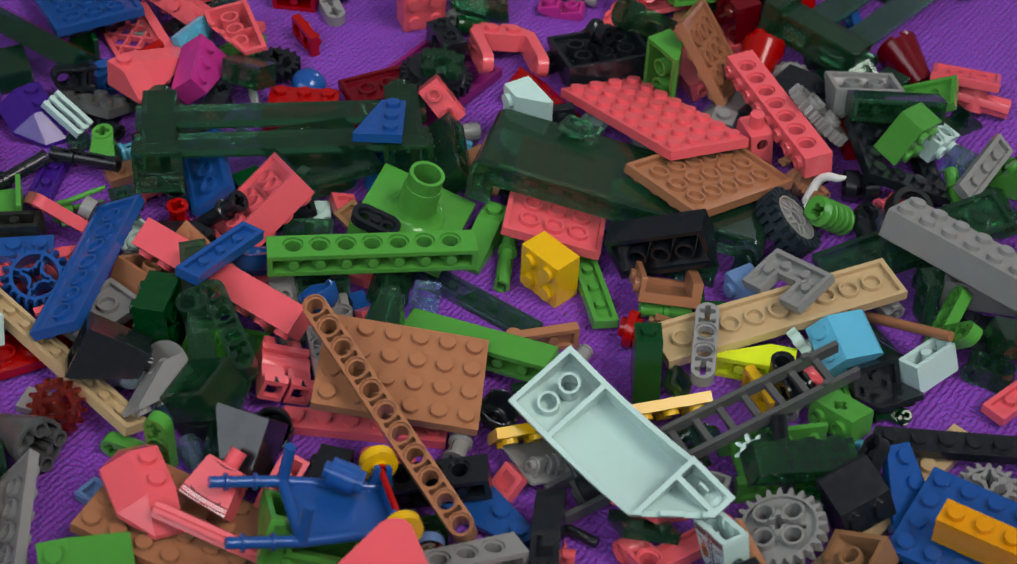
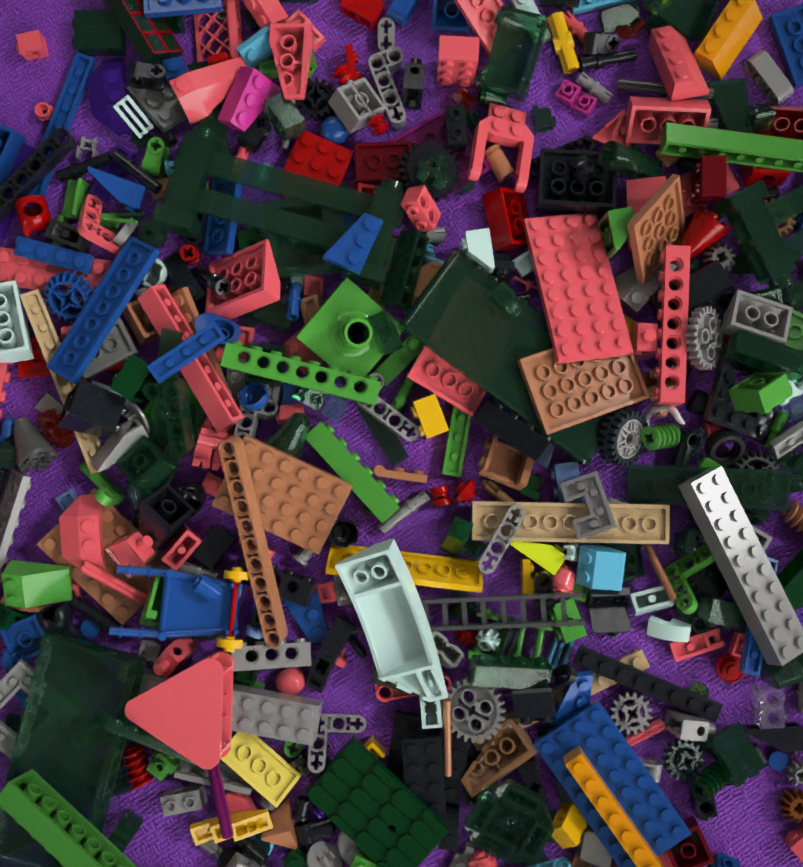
camera: 20 degrees right, 45 degrees up
(4, 162) = (81, 148): none -> light grey piece
(64, 175) = (125, 192): none -> blue slope
(326, 49) = (357, 103): none -> light grey brick
(329, 210) = (293, 301): none -> blue pin
(345, 34) = (388, 91): none -> light grey beam
(373, 219) = (314, 345): black plate -> none
(382, 23) = (413, 81): none -> black torso
(460, 203) = (384, 333): none -> clear green slope
(481, 90) = (465, 188): none -> tile
(498, 286) = (388, 412): none -> light grey beam
(508, 63) = (499, 163): none -> nougat piece
(541, 26) = (542, 119): none -> panel
(607, 348) = (440, 491): none -> red wheel
(721, 463) = (466, 636): none -> red gear
(970, 387) = (671, 631): none -> light aqua slope

